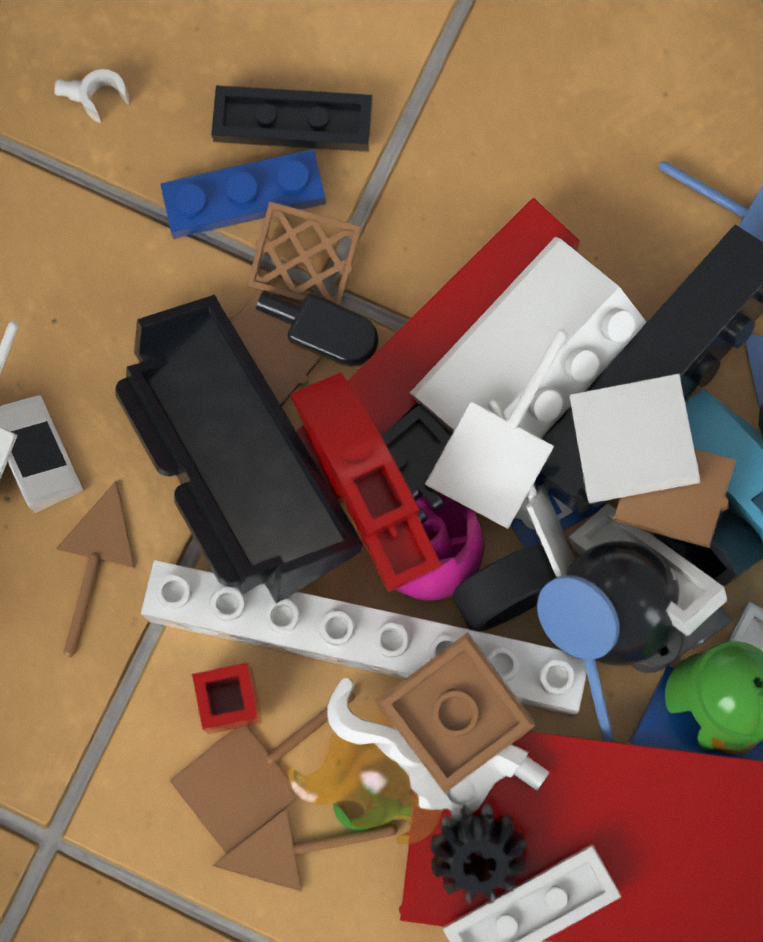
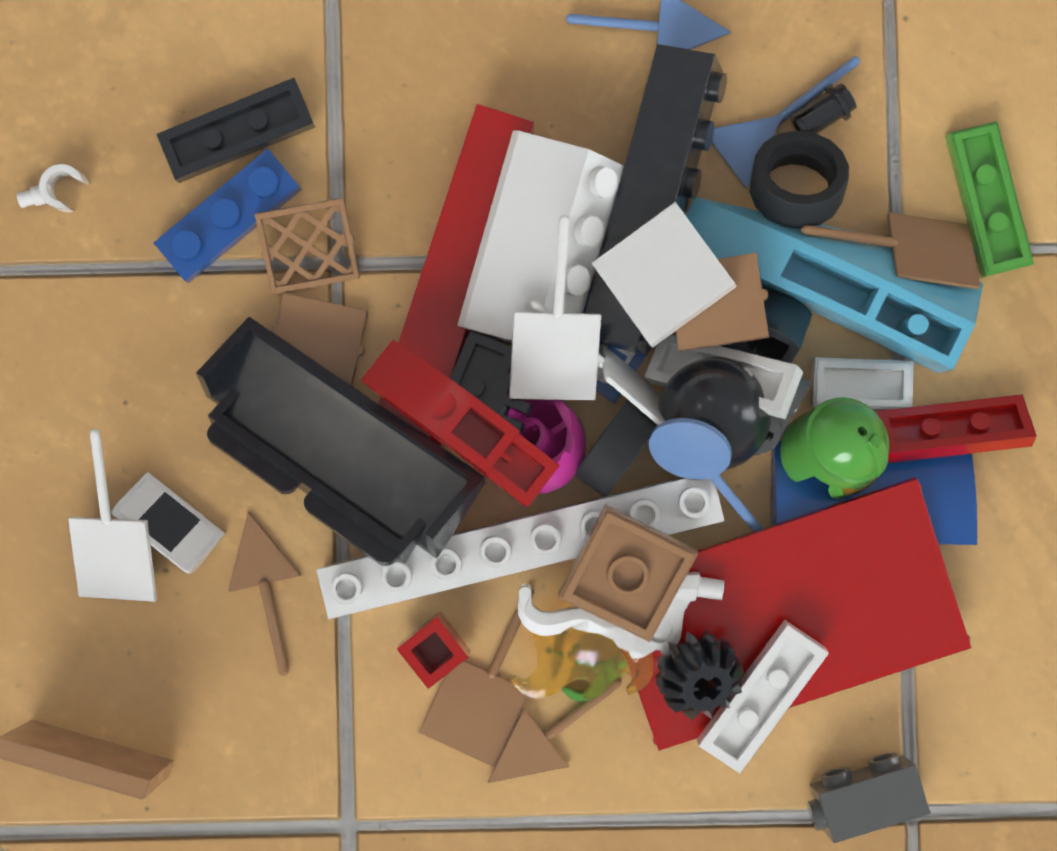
camera: 35 degrees left, 10 degrees up
(324, 328) = (355, 299): black piece -> none

